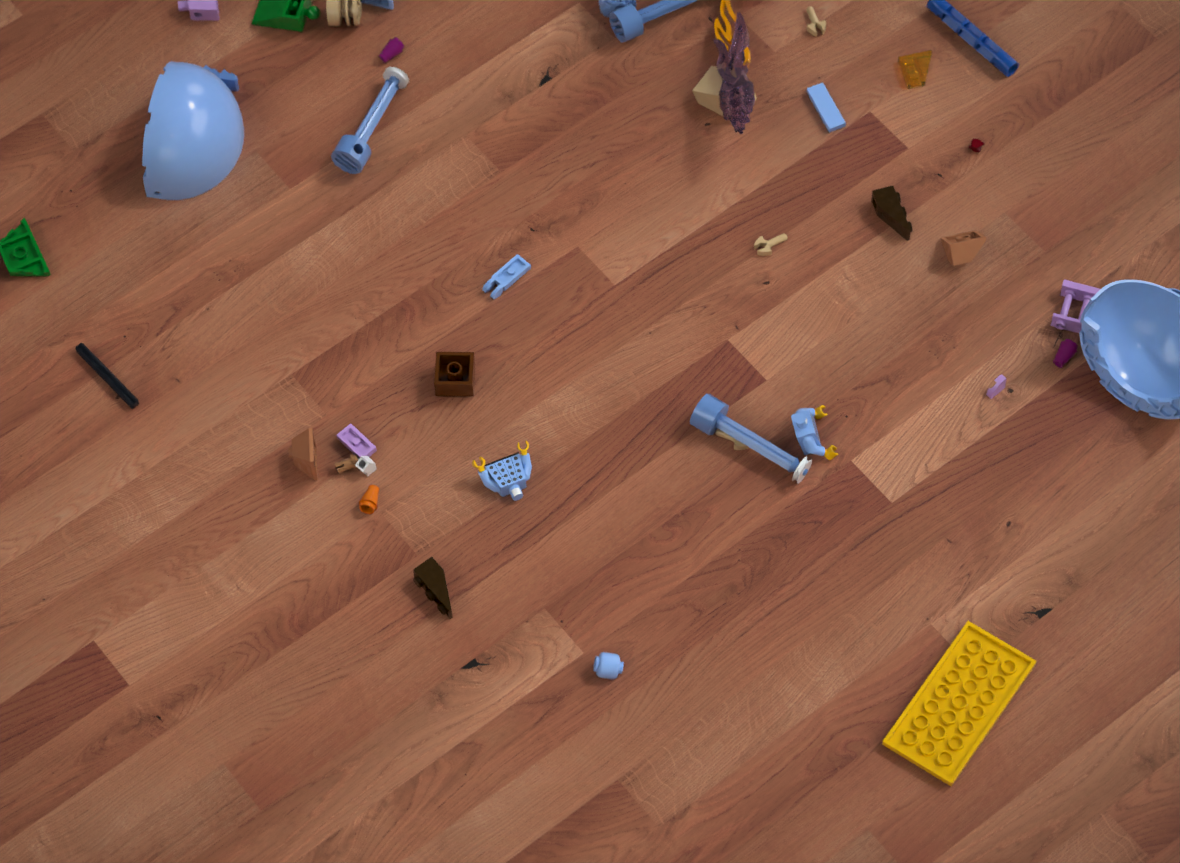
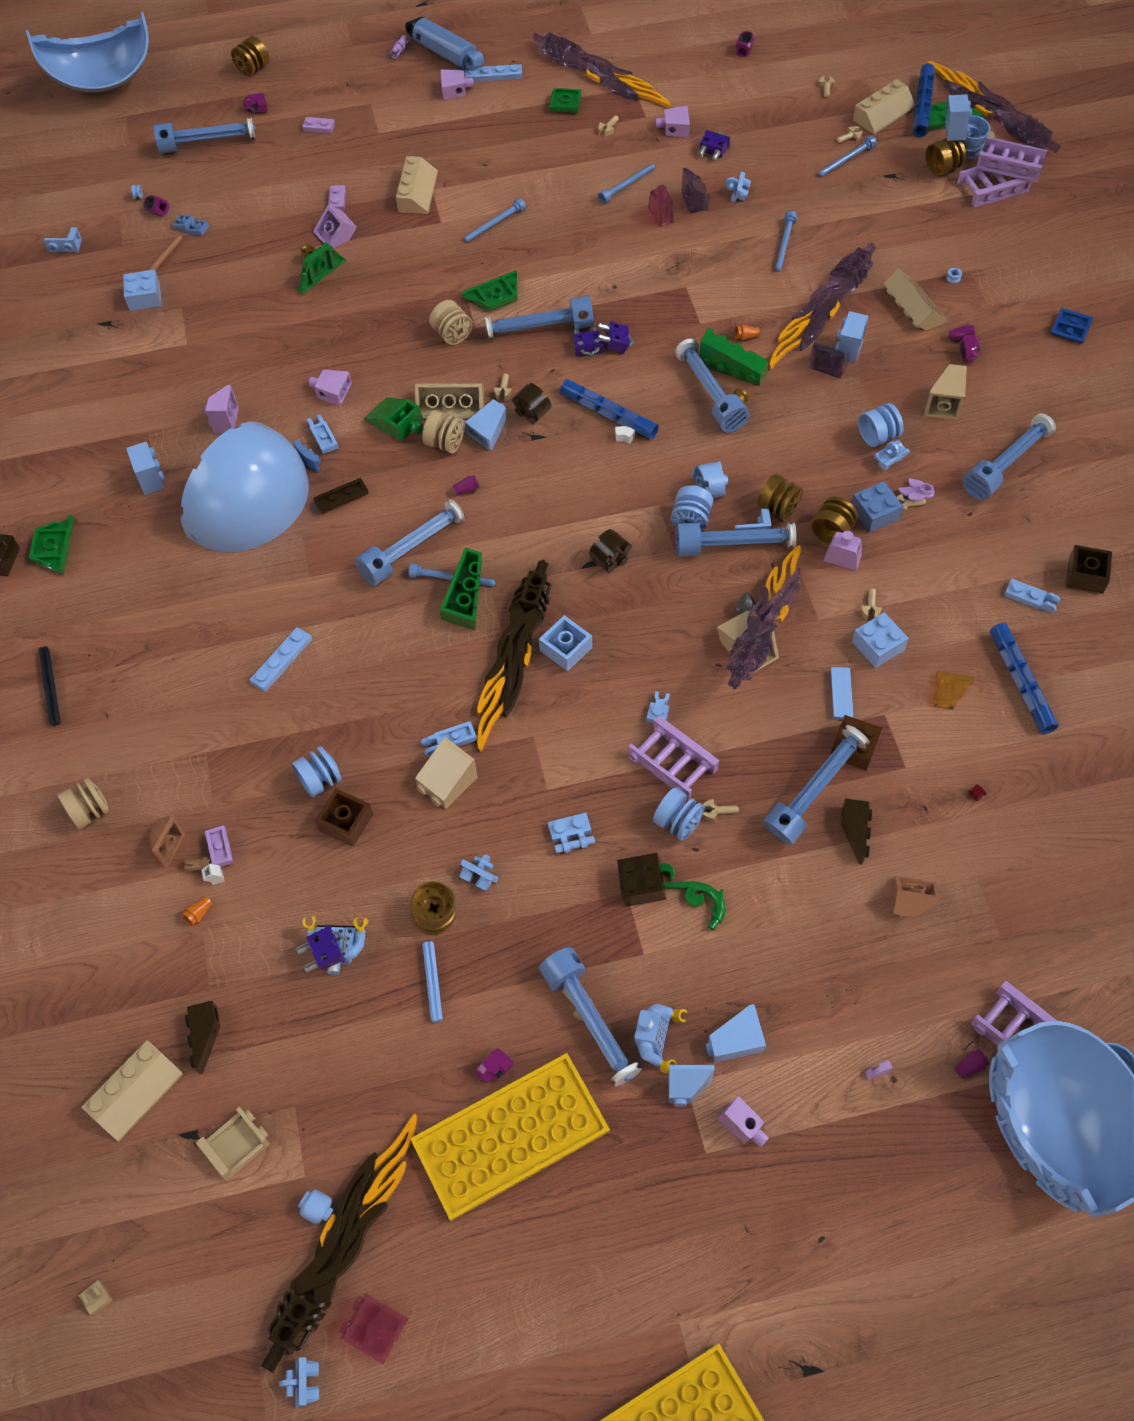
camera: 25 degrees right, 0 degrees up
(71, 147) = (146, 467): none -> light blue brick
(112, 67) = (222, 410): none -> lavender slope
(215, 454) = (83, 803): none -> tan wheel
(221, 52) = (323, 435): none -> light blue hinge
(276, 103) = (340, 495): none -> dark brown plate
(310, 269) = (280, 659): none -> light blue plate
(391, 144) = (417, 571): none -> medium blue piece
(404, 651) = (132, 1090): none -> tan slope
(408, 346) = (317, 771): none -> light blue wheel
(450, 150) = (463, 593): none -> green wedge
(469, 803) = (95, 1297): none -> tan tile
(504, 477) = (324, 946): none -> dark purple piece
(513, 652) = (234, 1144): none -> tan panel
(523, 303) = (446, 774): none -> tan slope
(531, 187) = (518, 620): none -> dark brown piece
(562, 59) = (610, 550): none -> dark brown brick
(565, 155) = (565, 643): none -> light blue brick
(575, 412) = (435, 897): none -> pearl gold wheel
(587, 371) = (470, 869): none -> light blue hips
(604, 470) = (432, 982): none -> light blue axle
(646, 712) = (344, 1223): none -> dark brown piece
(653, 306) = (570, 828): none -> light blue plate
(667, 783) = (303, 1394): none -> light blue hips
(675, 182) = (658, 708): none -> light blue plate
(693, 509) = (494, 1066): none -> magenta rock
(702, 723) = (372, 1327): none -> clear pink plate
(706, 61) = (745, 603): none -> dark grey brick
(715, 200) = (676, 740): none -> lavender fence
(732, 553) = (509, 1136): none -> yellow plate
(736, 321) = (641, 879): none -> dark brown brick
(741, 257) = (681, 816): none -> light blue wheel
(780, 312) = (692, 887): none -> green plant
(833, 228) = (792, 815): none -> medium blue piece
(837, 49) = (880, 640): none -> light blue brick
(852, 454) = (687, 1082): none -> light blue slope
(858, 142) = (861, 757): none -> reddish brown brick
(875, 408) = (737, 1037): none -> light blue slope
(910, 464) = (735, 1117): none -> lavender torso

